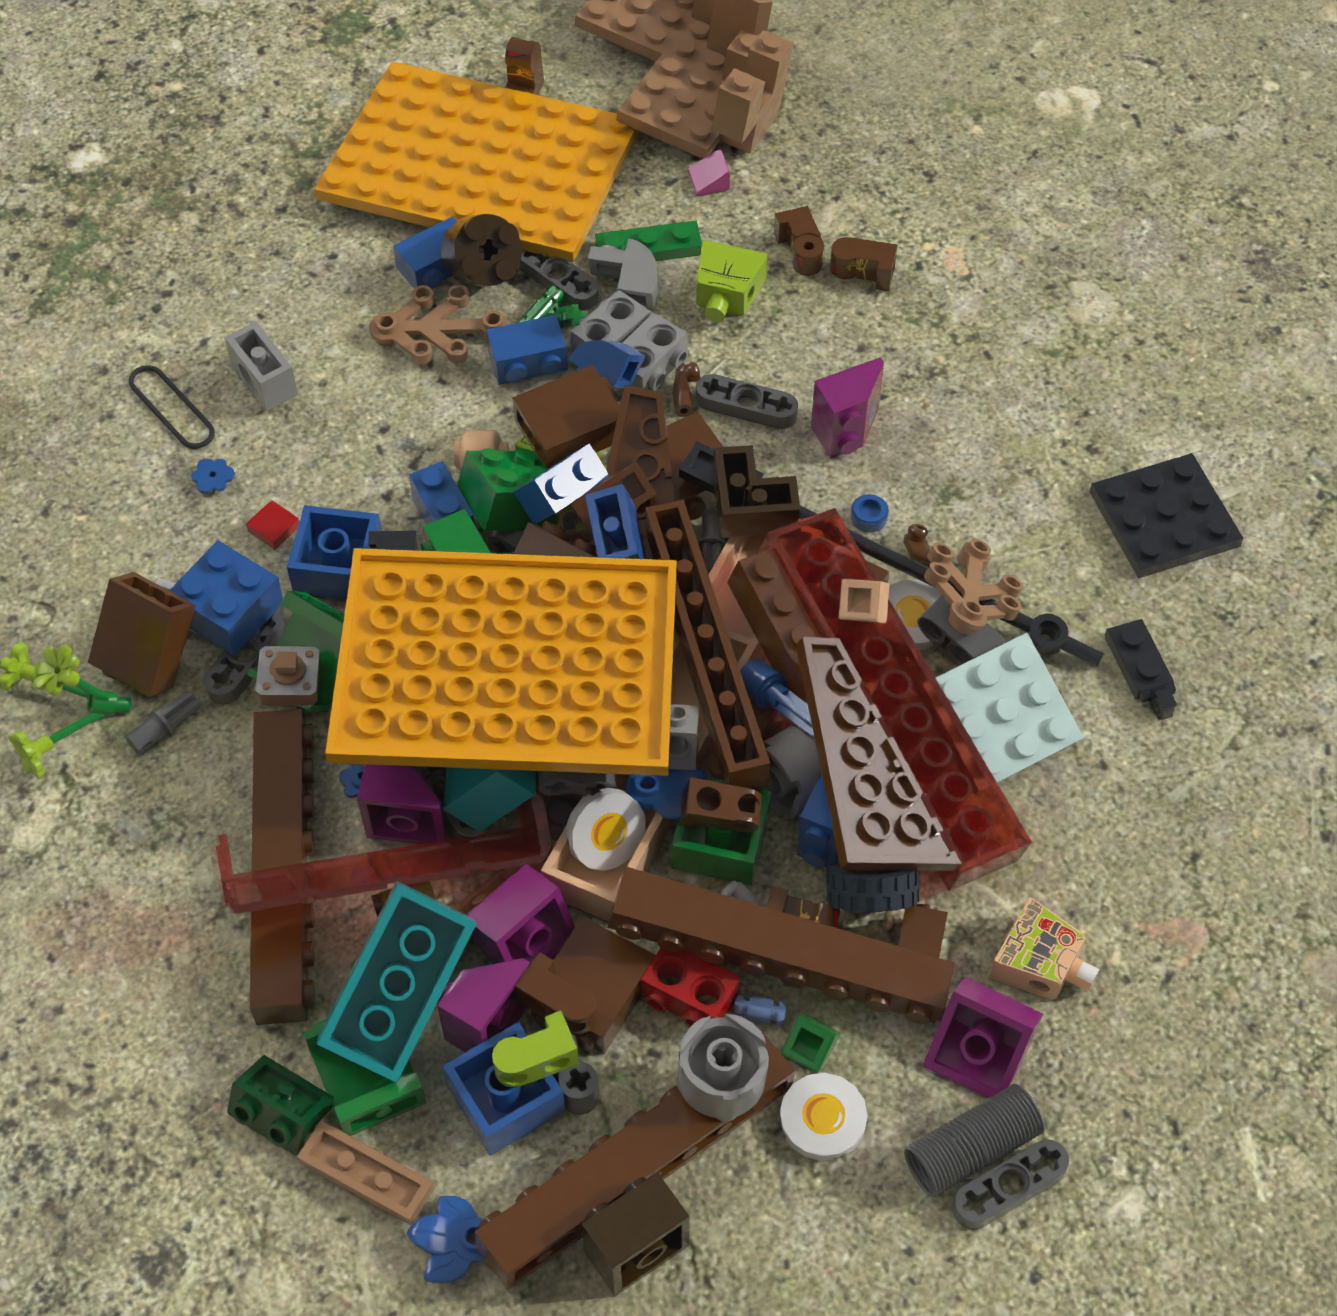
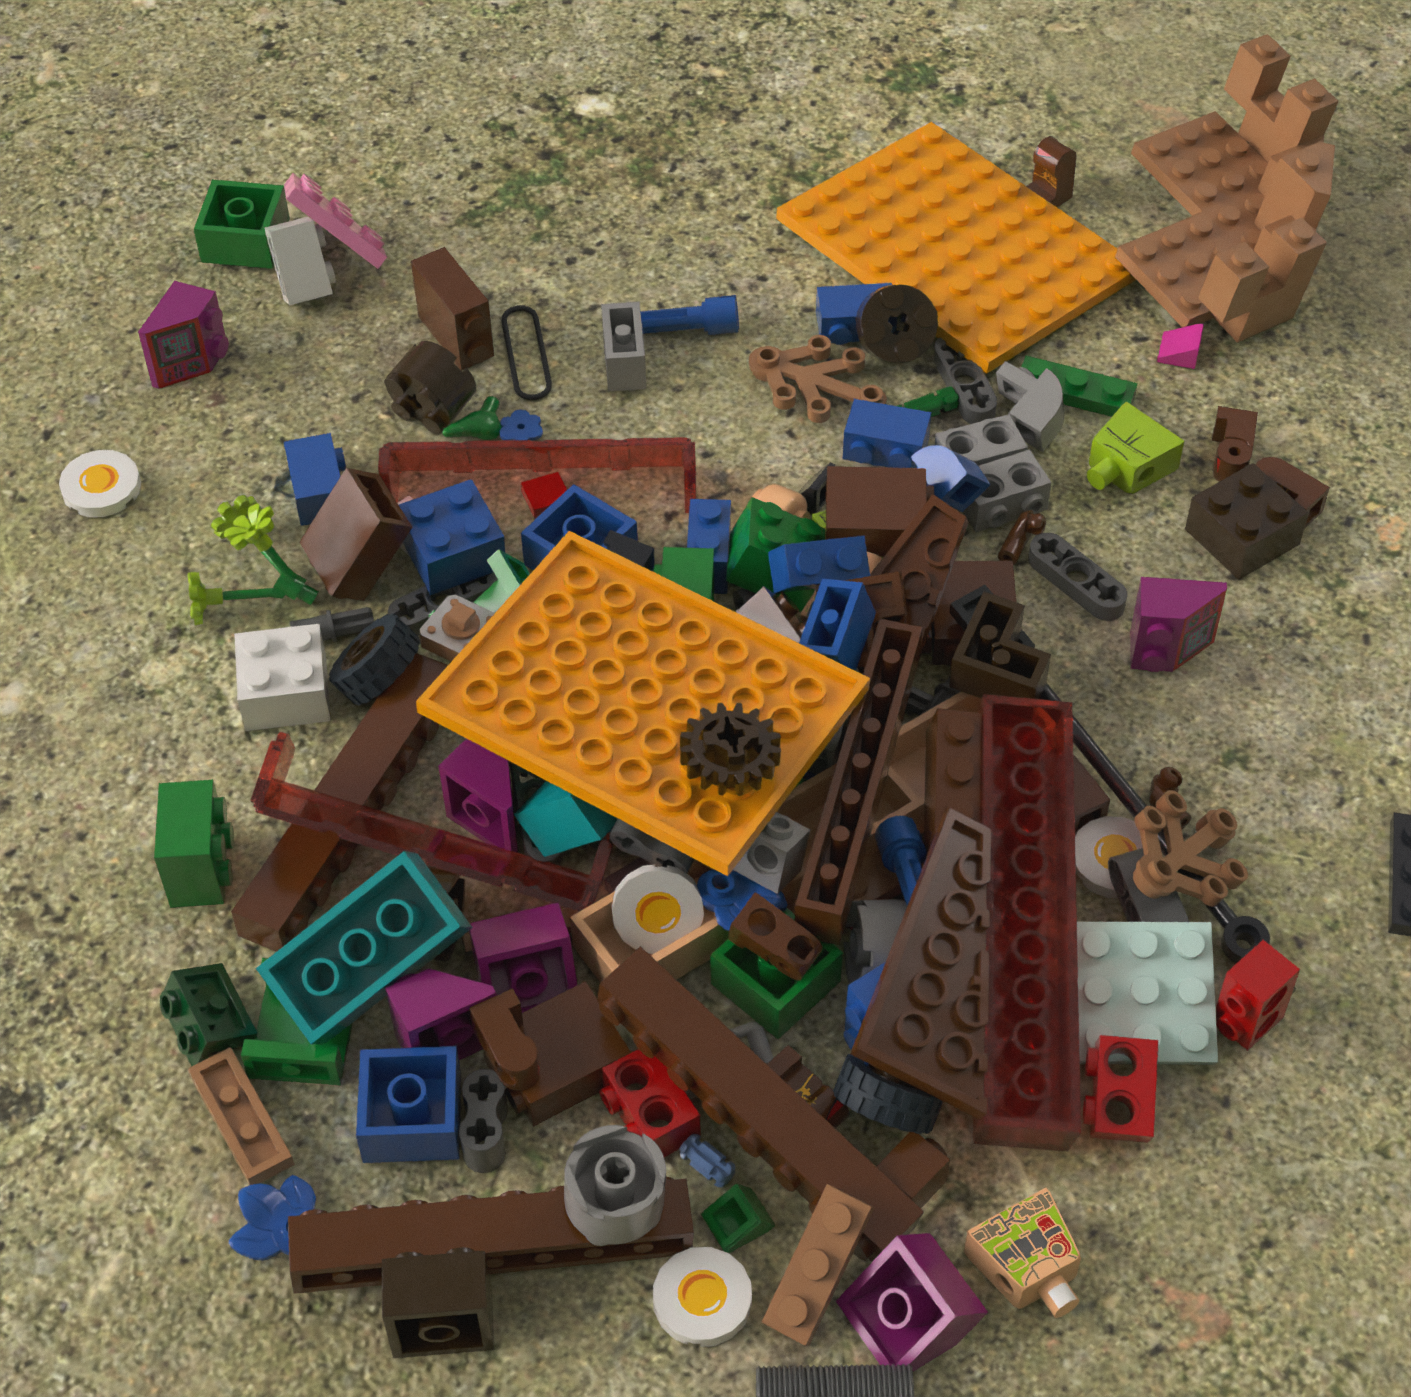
camera: 30 degrees right, 5 degrees down
(63, 598) = (313, 472): none -> blue brick
(90, 395) = (453, 308): none -> reddish brown brick
(115, 474) = (429, 386): none -> dark brown brick
(152, 787) = (282, 677): none -> white brick
(173, 488) = (479, 423): none -> green animal
(177, 966) = (193, 843): none -> green brick
(228, 734) = (374, 659): none -> black wheel
(318, 306) = (715, 315): none -> blue piece
(376, 437) = (538, 456): none -> clear red piece
(498, 416) = (815, 490): none -> black slope
(536, 1055) = (447, 1081): lime leg -> none
(569, 316) = (943, 419): green axle -> none
(613, 671) = (730, 749): none -> dark brown gear
(849, 299) = (1246, 521): none -> dark brown brick
(864, 600) = (1042, 805): light nougat slope -> none
(869, 513) = (1135, 738): blue tile -> none
(901, 1045) = (817, 1265): none -> medium nougat plate
(1045, 789) = (1135, 1090): none -> red brick
(1087, 672) = (1255, 995): none -> red brick
(1142, 666) = (1332, 1021): black hinge -> none

